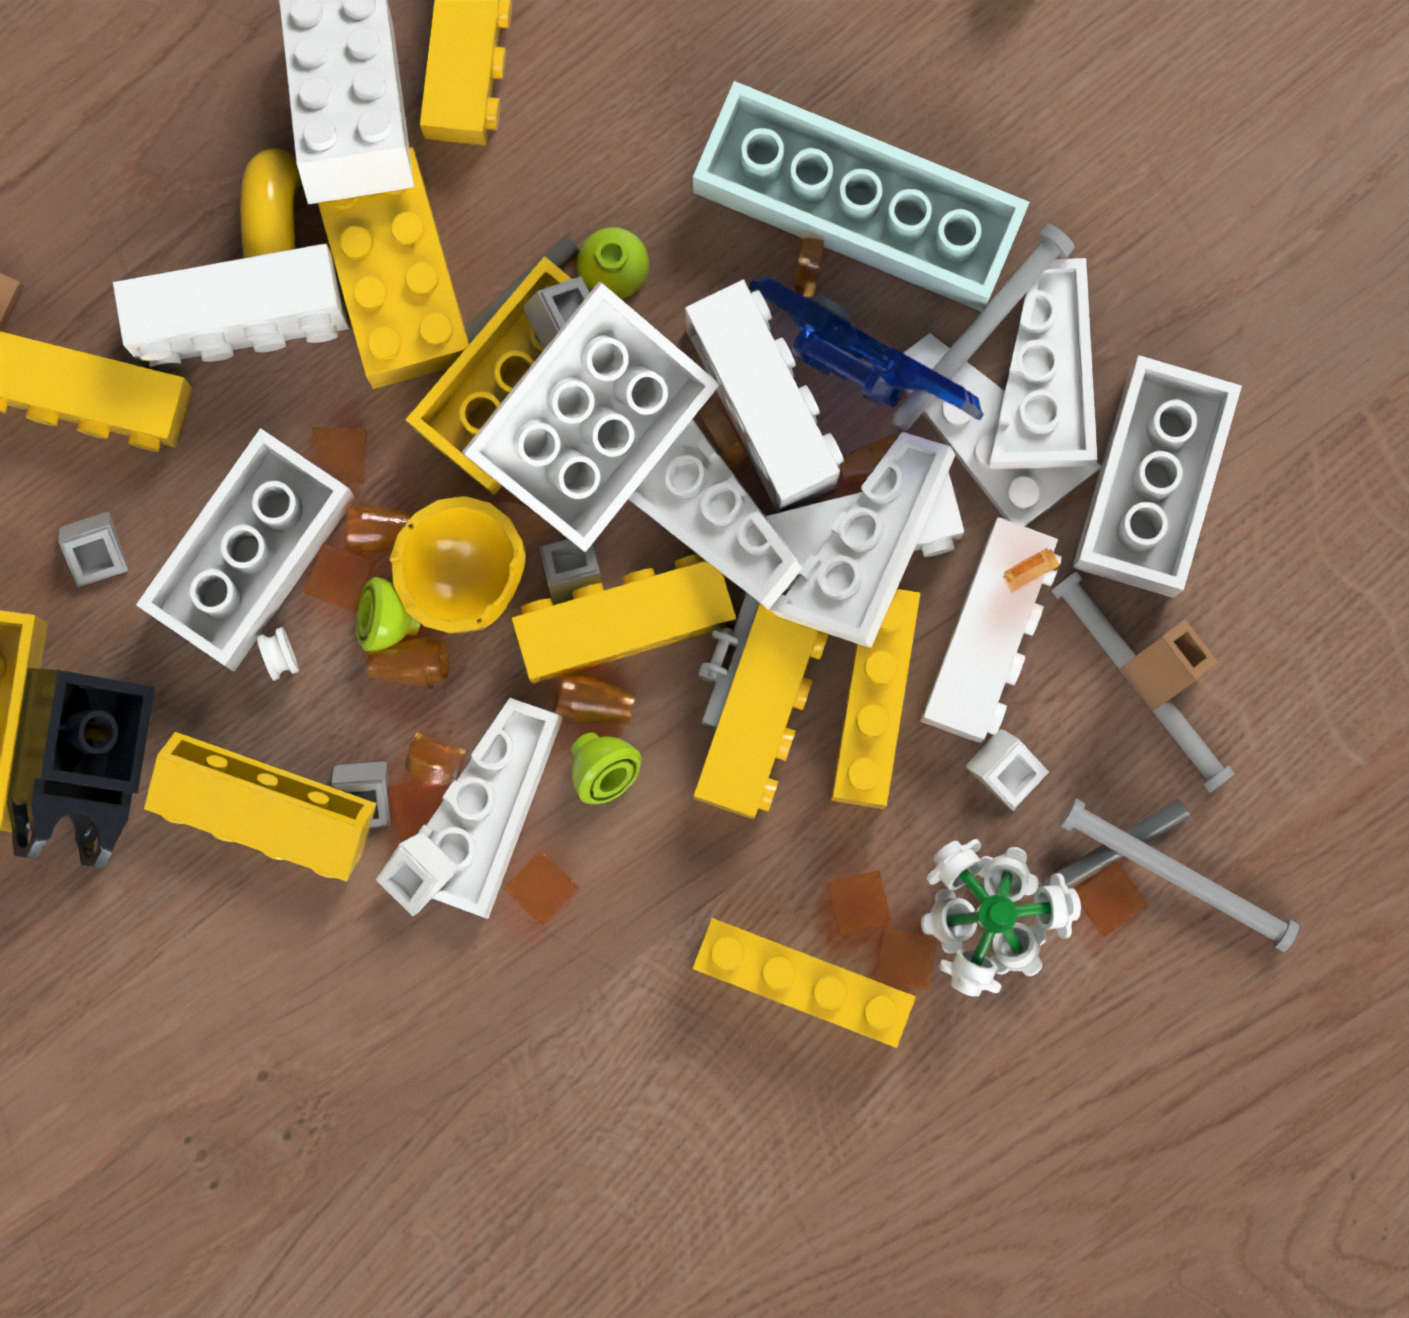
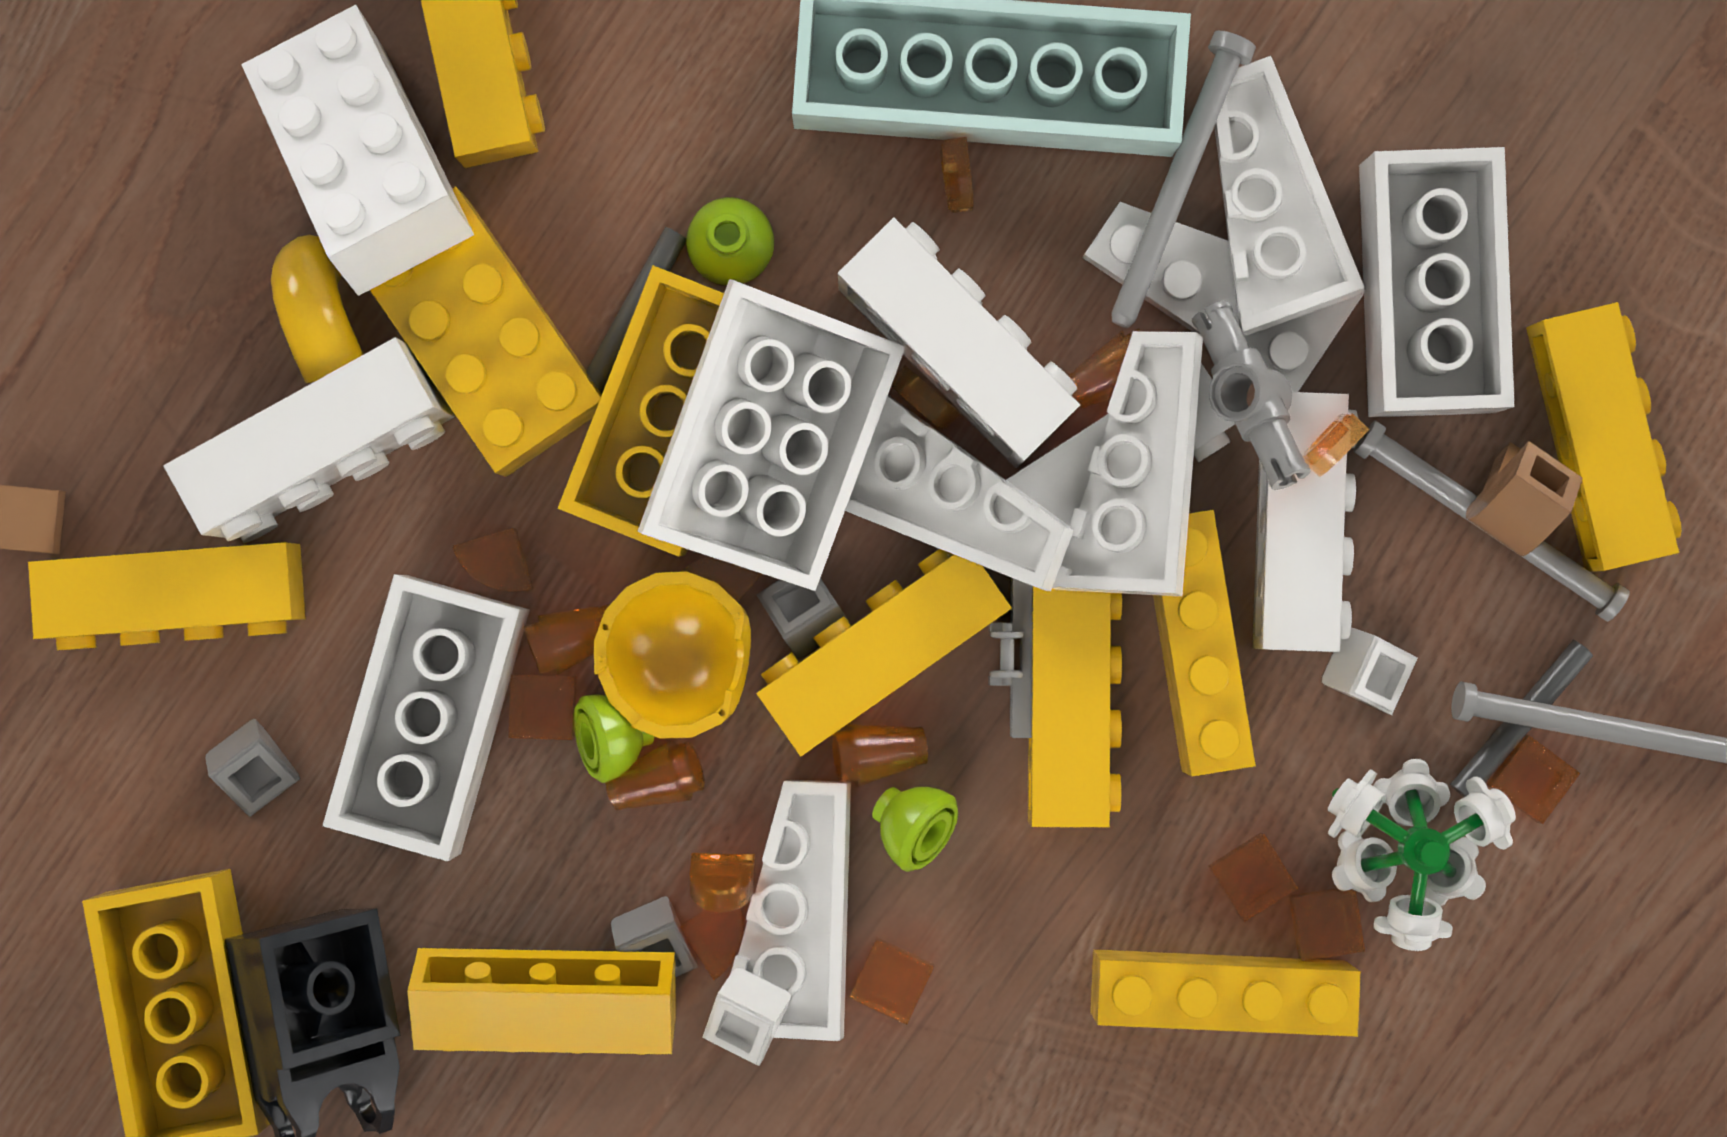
camera: 20 degrees left, 5 degrees up
(277, 653) = (503, 818): white bush -> none
(553, 307) = (687, 322): light grey slope -> none
(836, 346) = (1019, 255): clear blue piece -> none
(978, 512) = (1267, 417): none -> light grey pin
(1253, 644) = (1604, 437): none -> yellow brick

